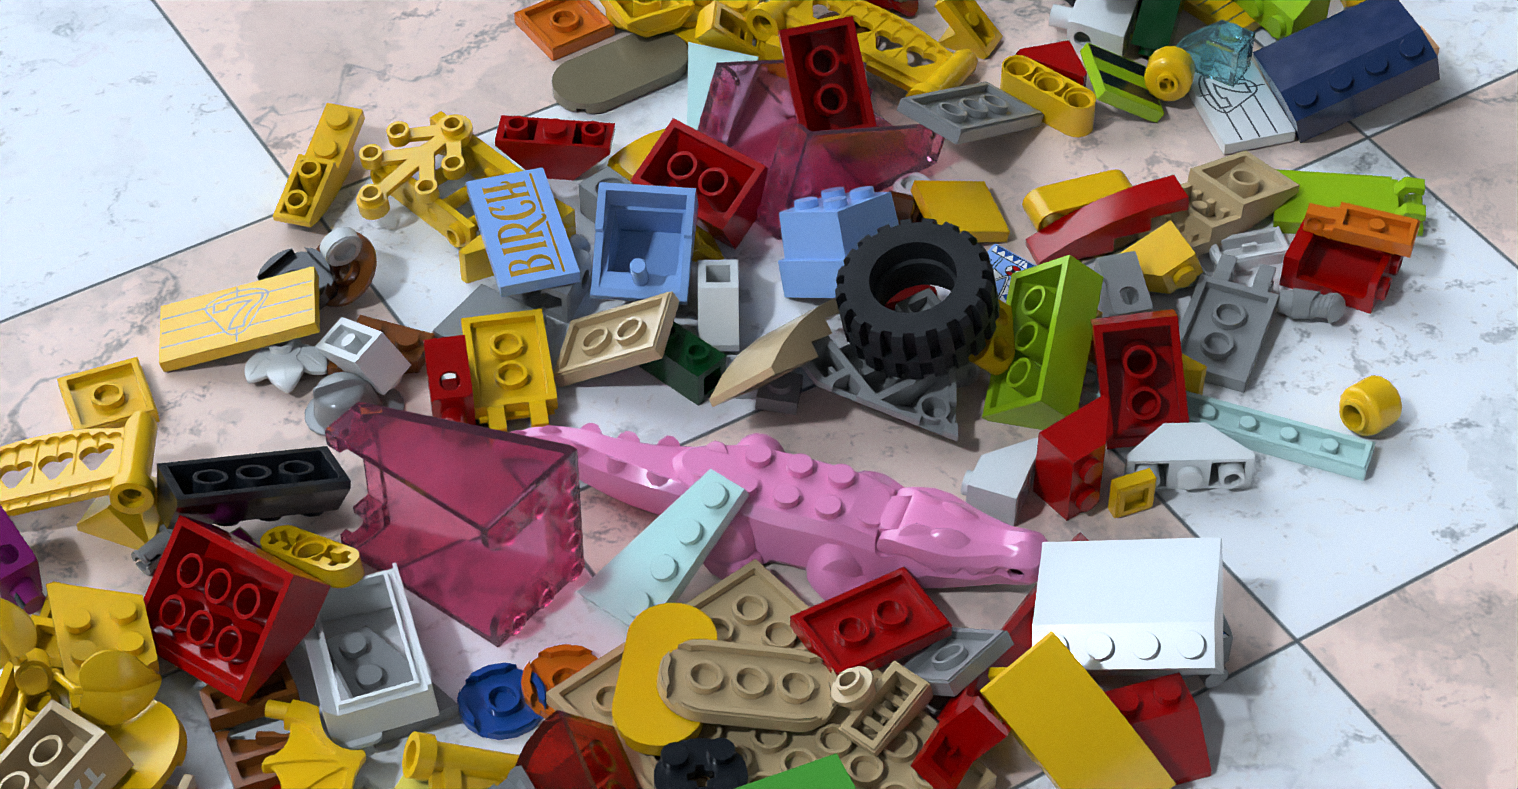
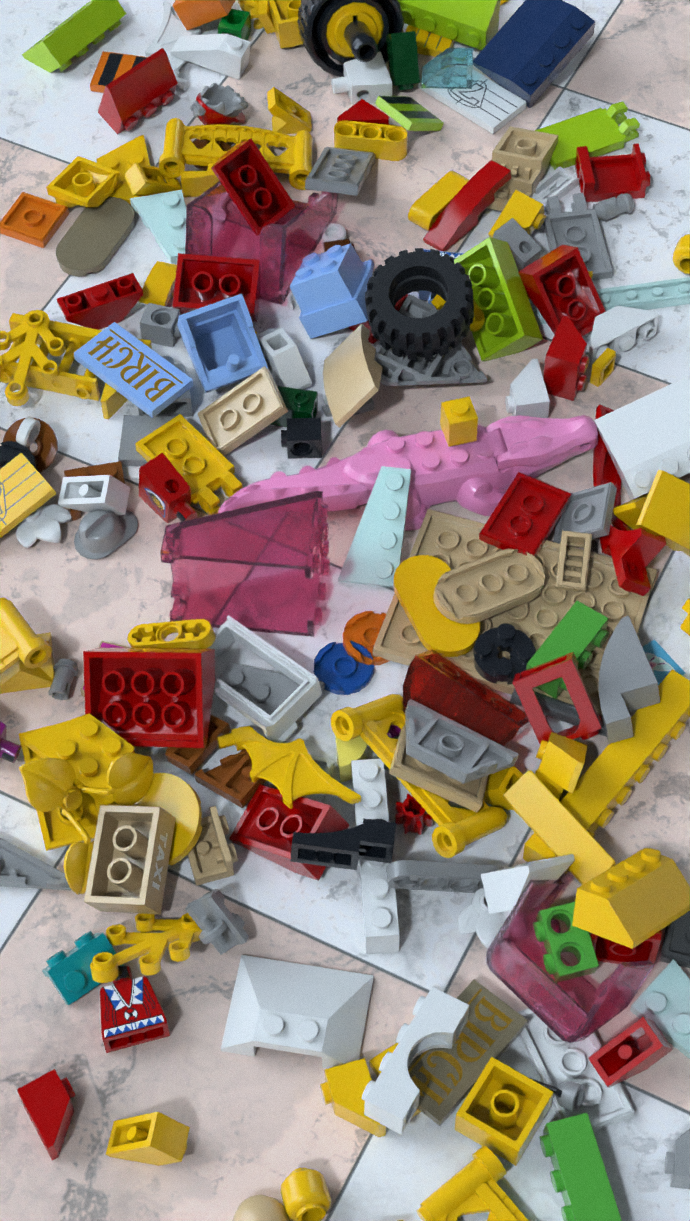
camera: 30 degrees left, 10 degrees up
(251, 487) = (100, 612): black slope -> none
(672, 405) = (302, 438): none -> black brick
(849, 458) = (459, 421): none -> yellow brick
(854, 688) = (557, 562): tan plate -> none
(964, 205) = (375, 237): yellow tile -> none
(1169, 73) = (434, 95): yellow head -> none
(1363, 227) = (619, 146): orange hinge -> none

